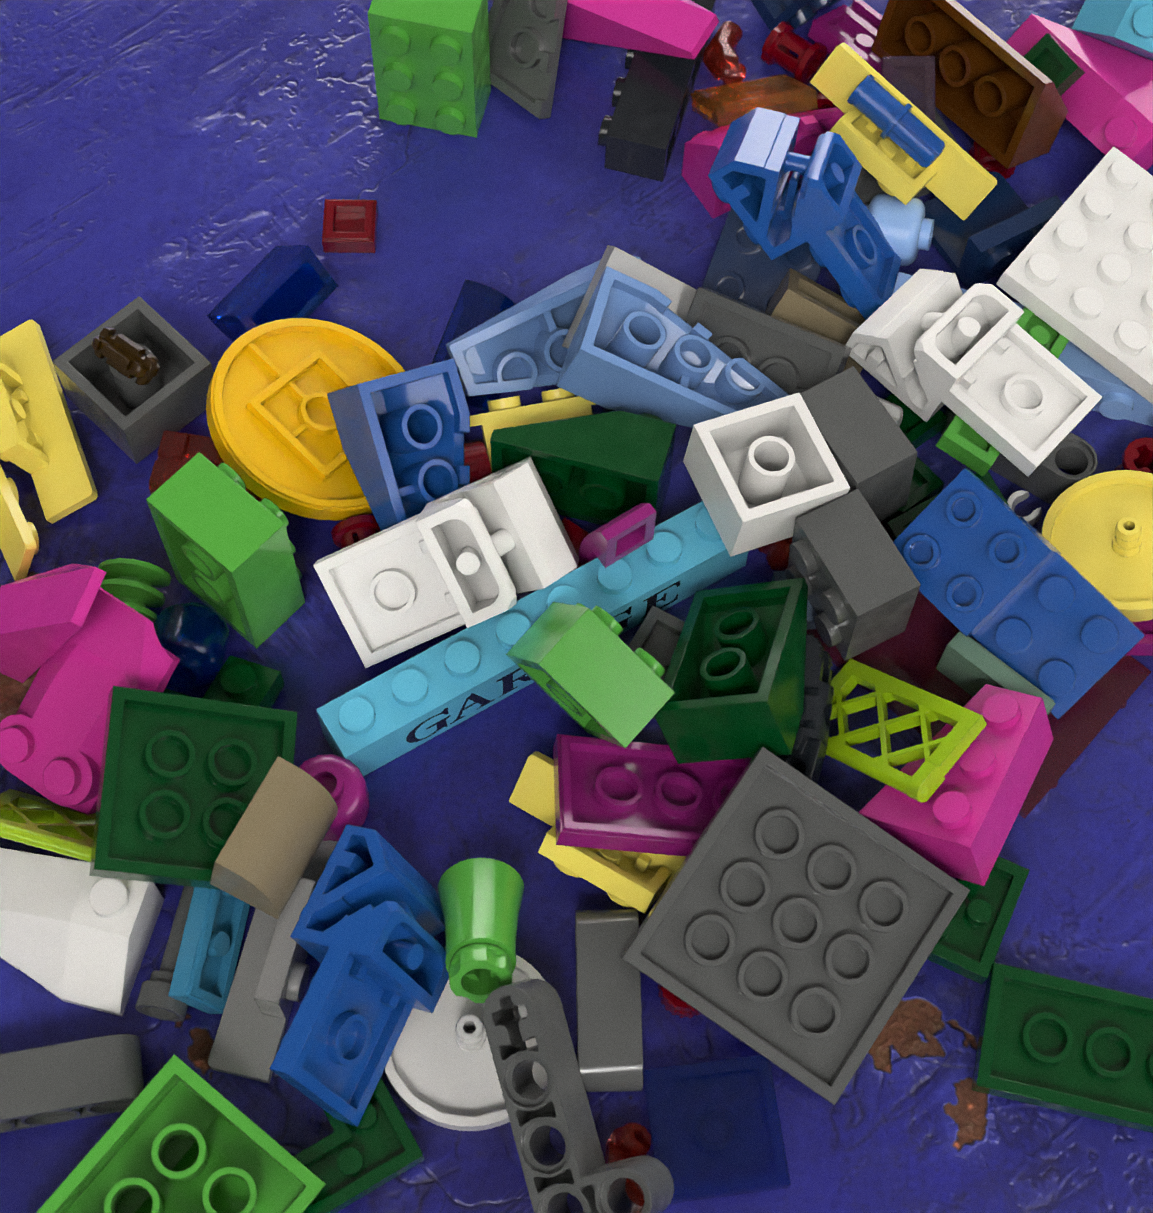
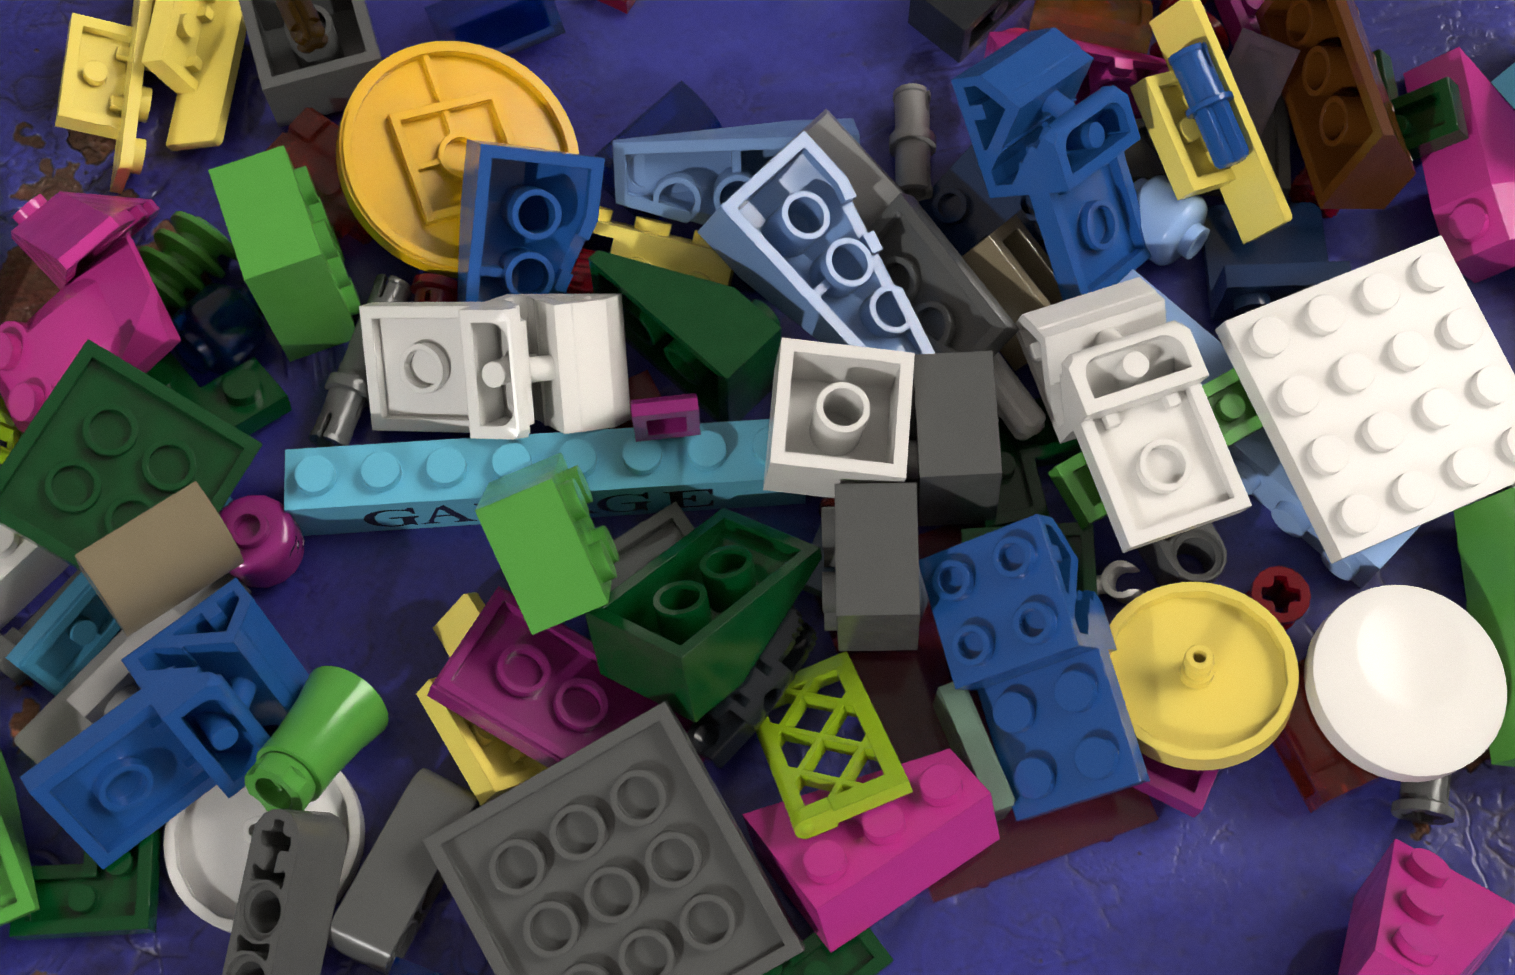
camera: 30 degrees right, 5 degrees up
(327, 639) = (349, 385): none -> dark grey pin
(665, 250) = (913, 140): none -> light grey pin

